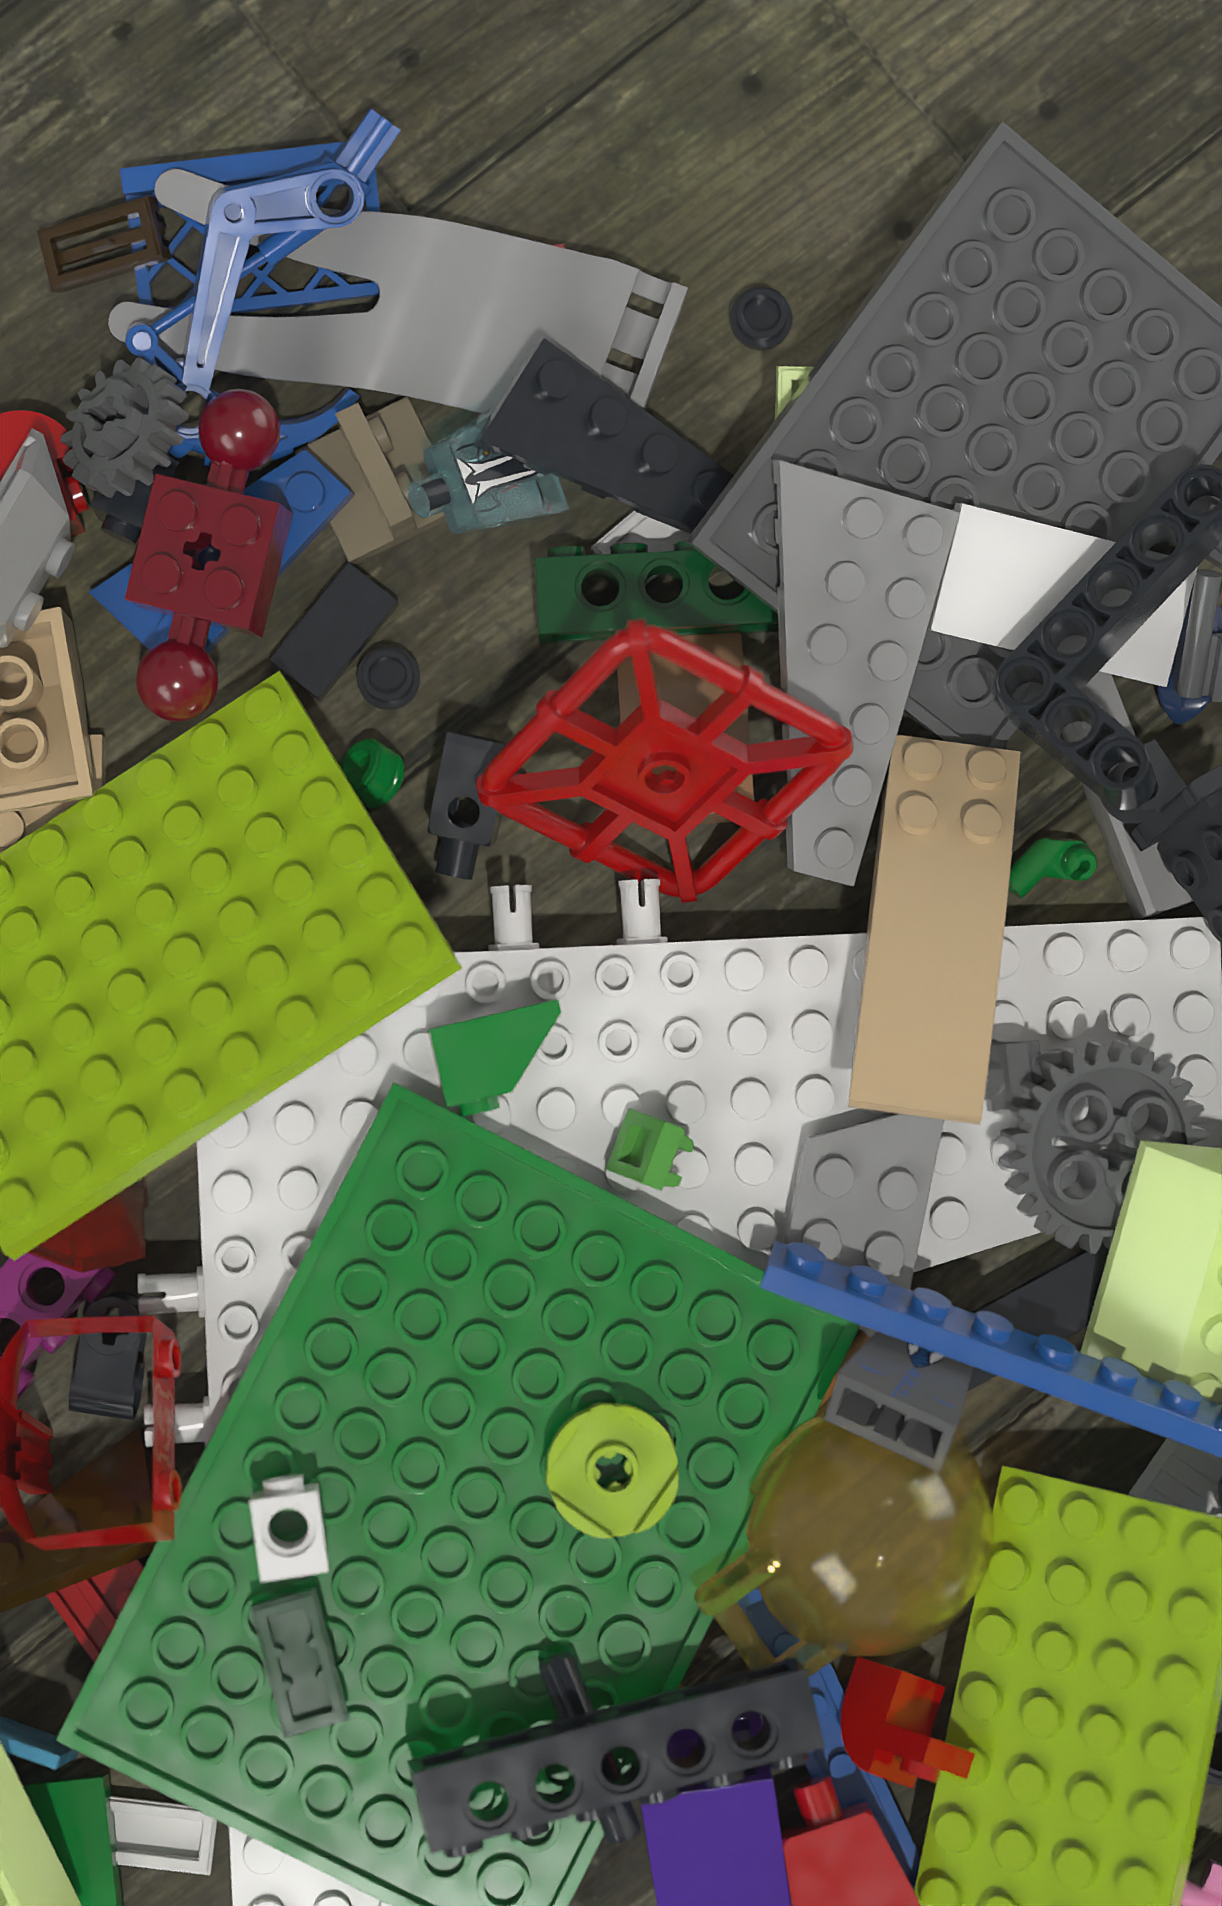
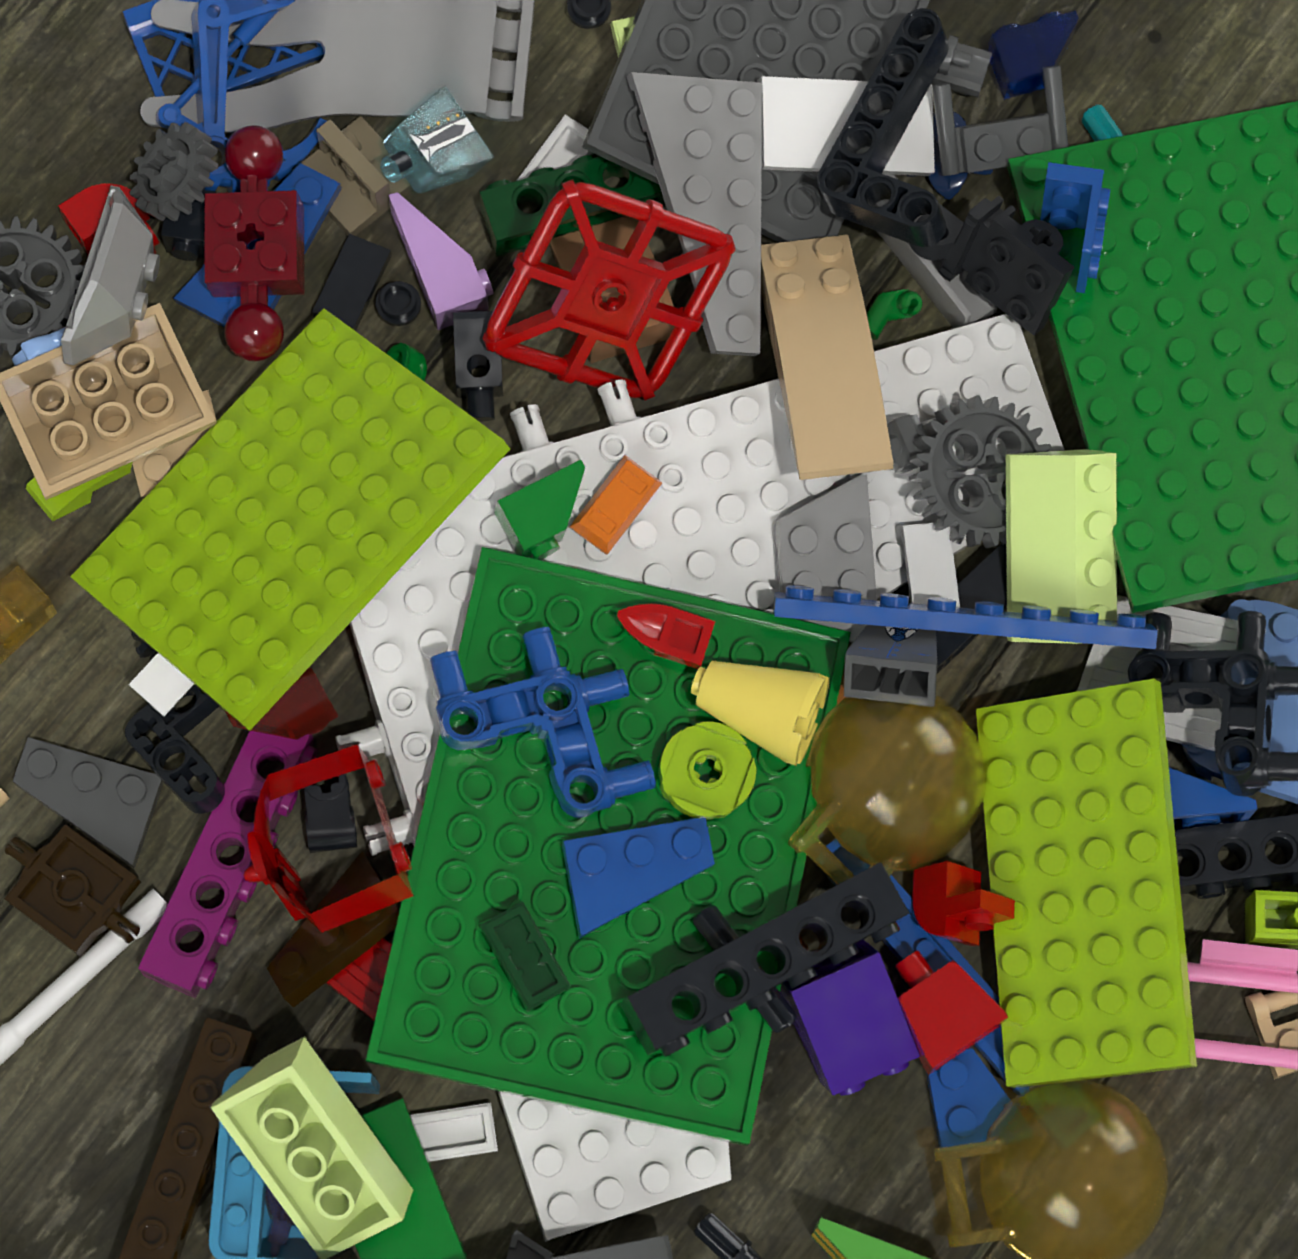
camera: 20 degrees left, 10 degrees down
(149, 232) = (159, 64): dark brown tile -> none
(296, 1558) = (493, 885): white brick -> none
(384, 1327) = (521, 708): none -> blue pin
(459, 650) = (440, 264): none -> lavender slope
(477, 1574) = (629, 867): none -> blue wing
(587, 432) = (498, 101): black wing -> none
(594, 1060) = (615, 505): none -> orange tile
(612, 1269) = (669, 631): none -> red plate
(647, 1150) = (670, 551): bright green tile -> none
(710, 1405) = (764, 704): none -> light yellow cone
(996, 1256) = (929, 563): none -> white tile

